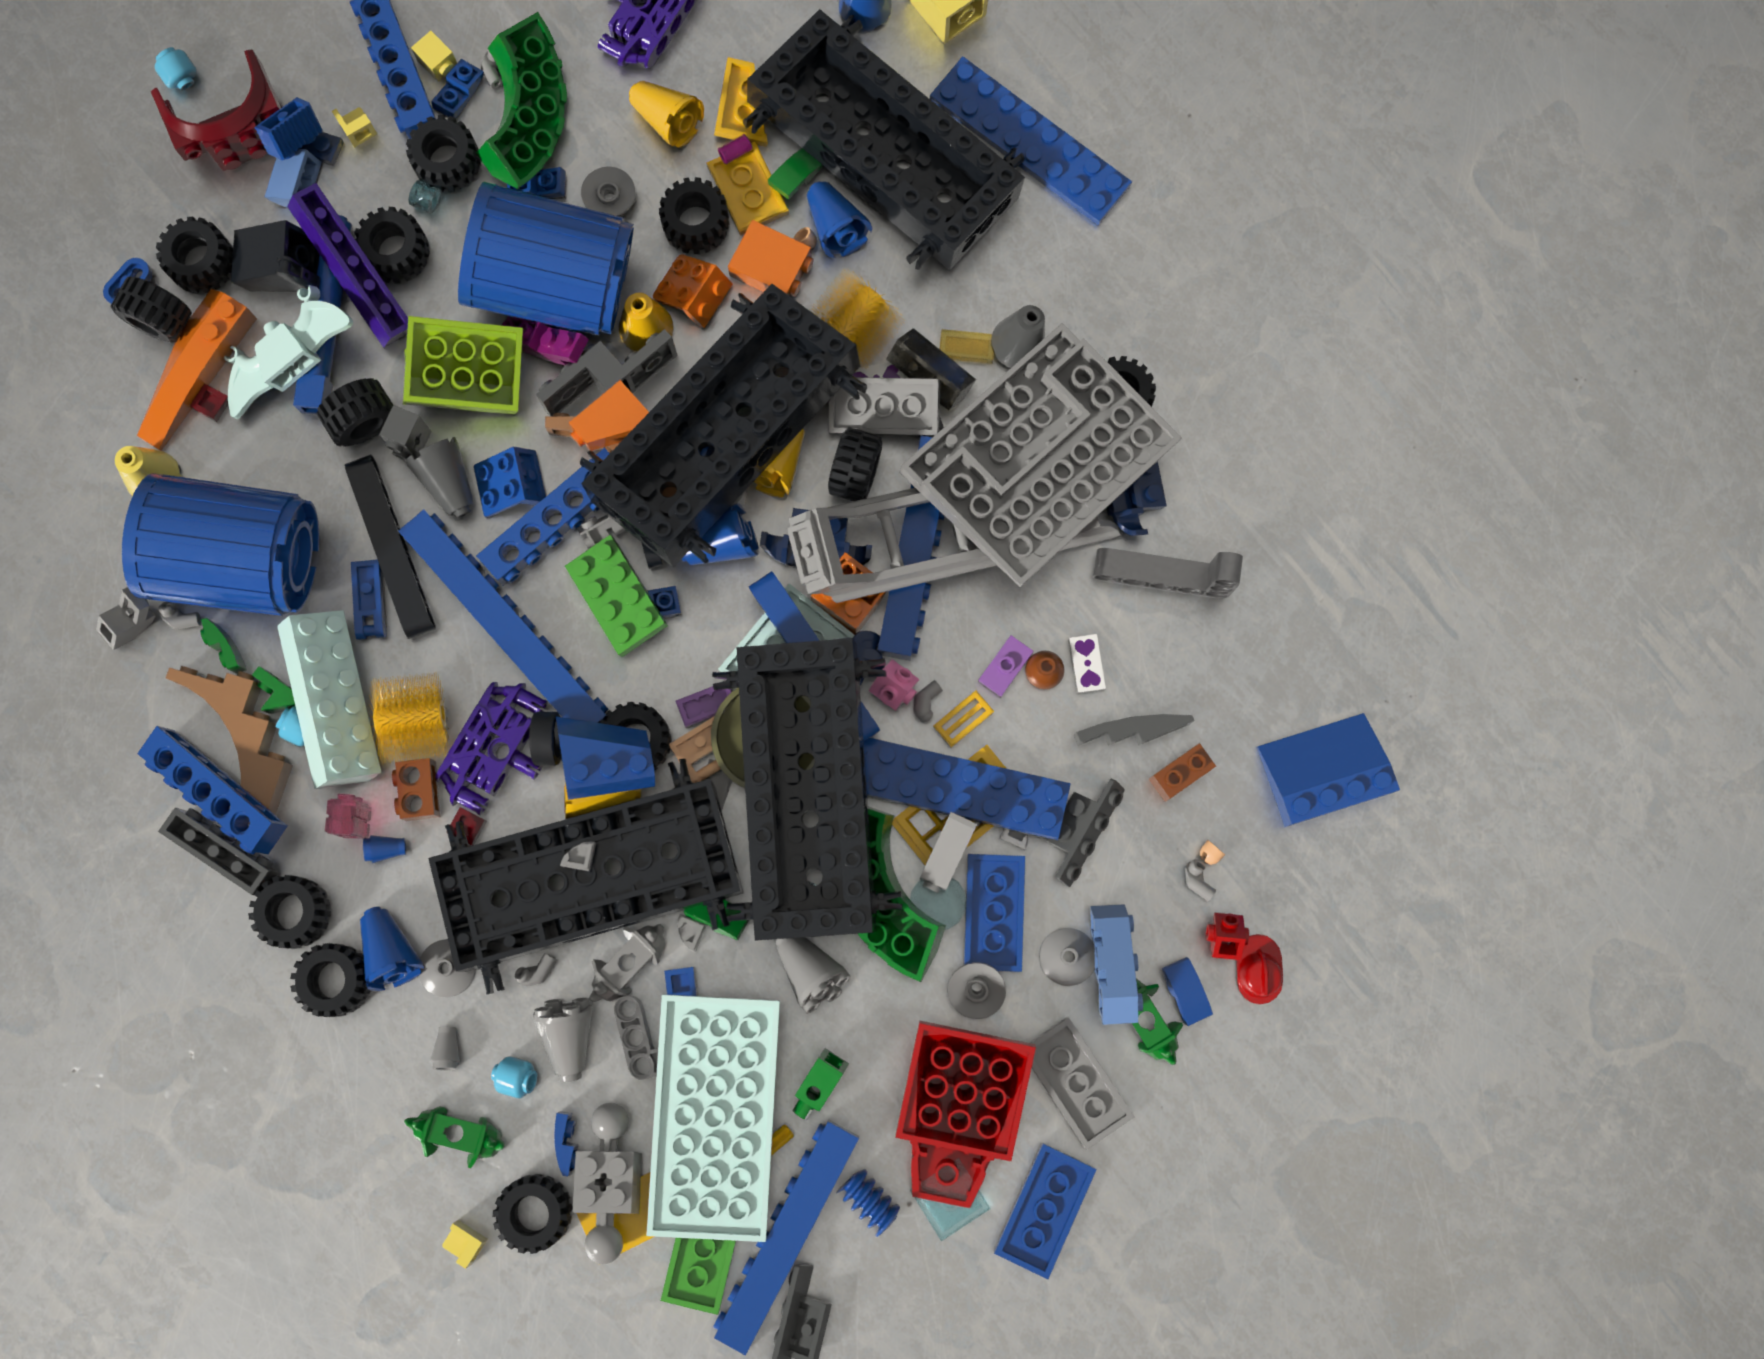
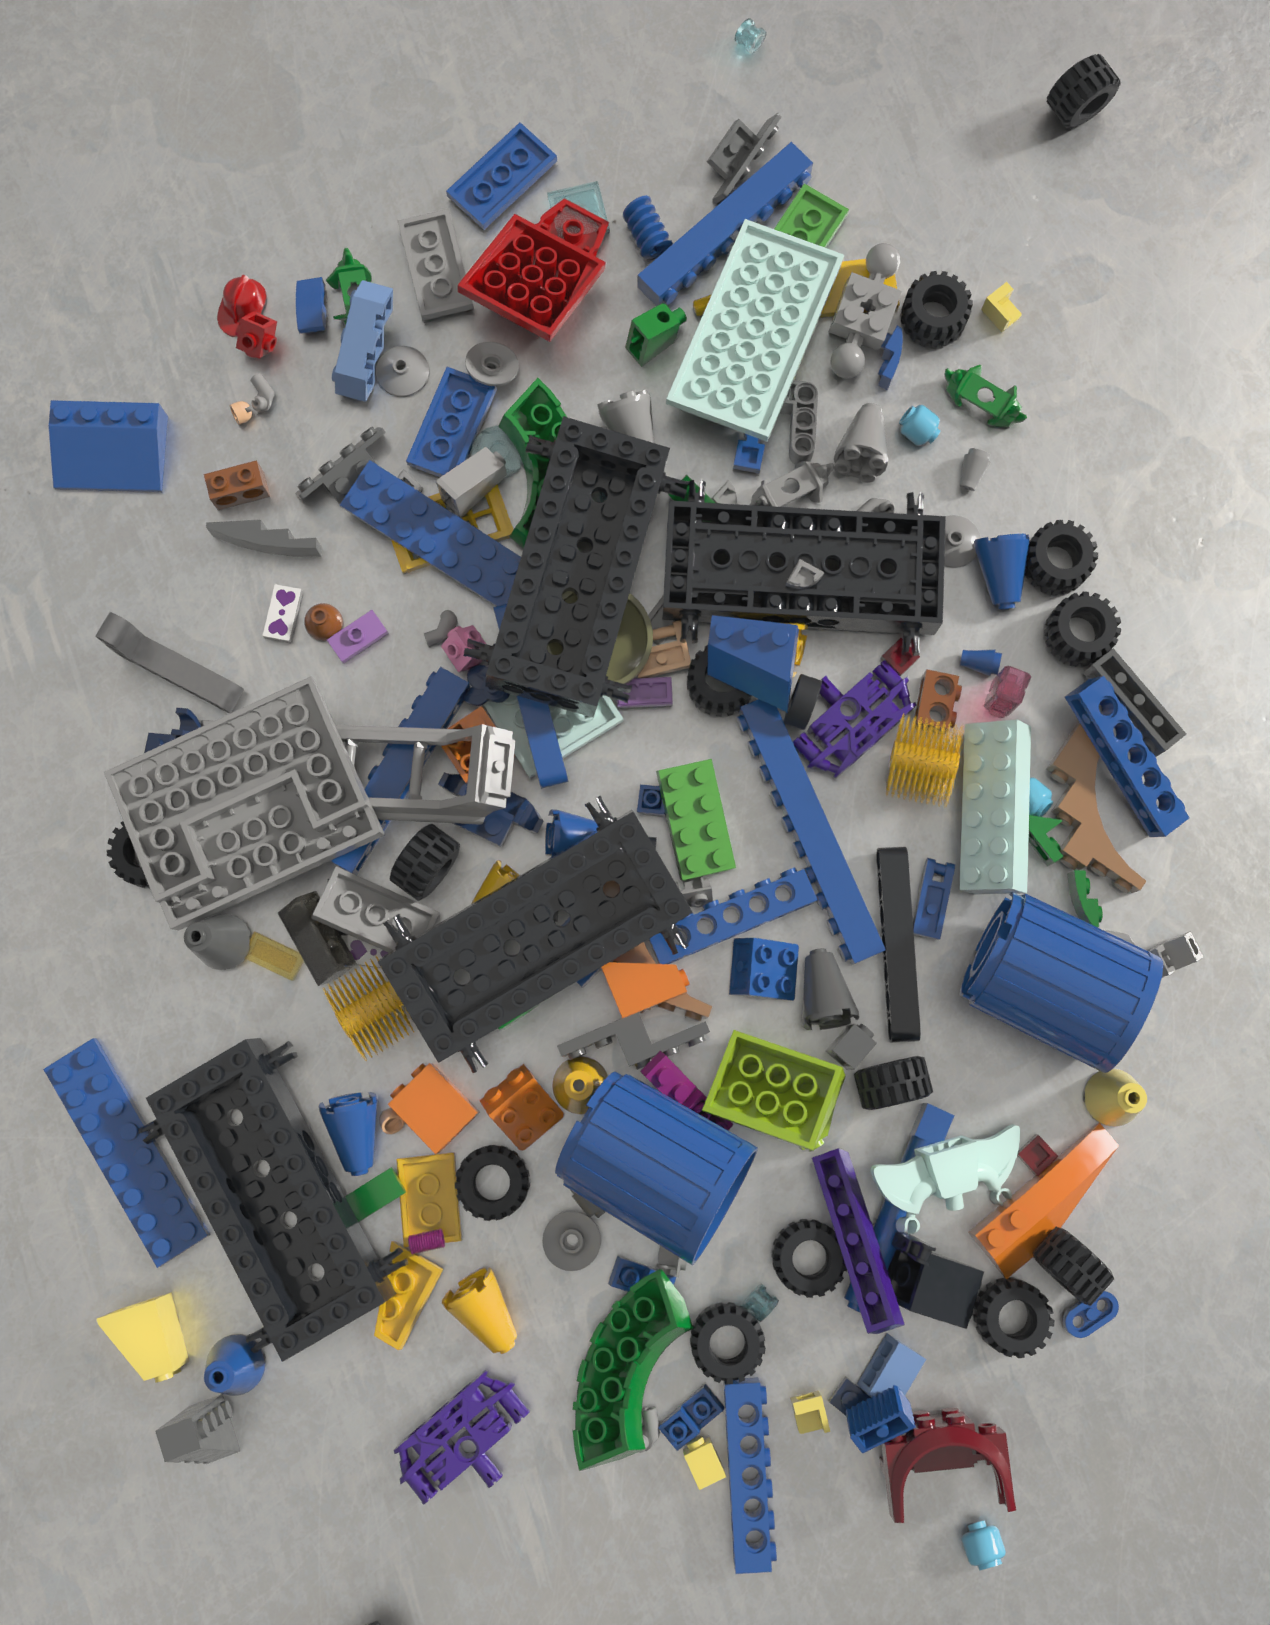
camera: 160 degrees left, 0 degrees up
(945, 733) = (413, 603): yellow tile -> none

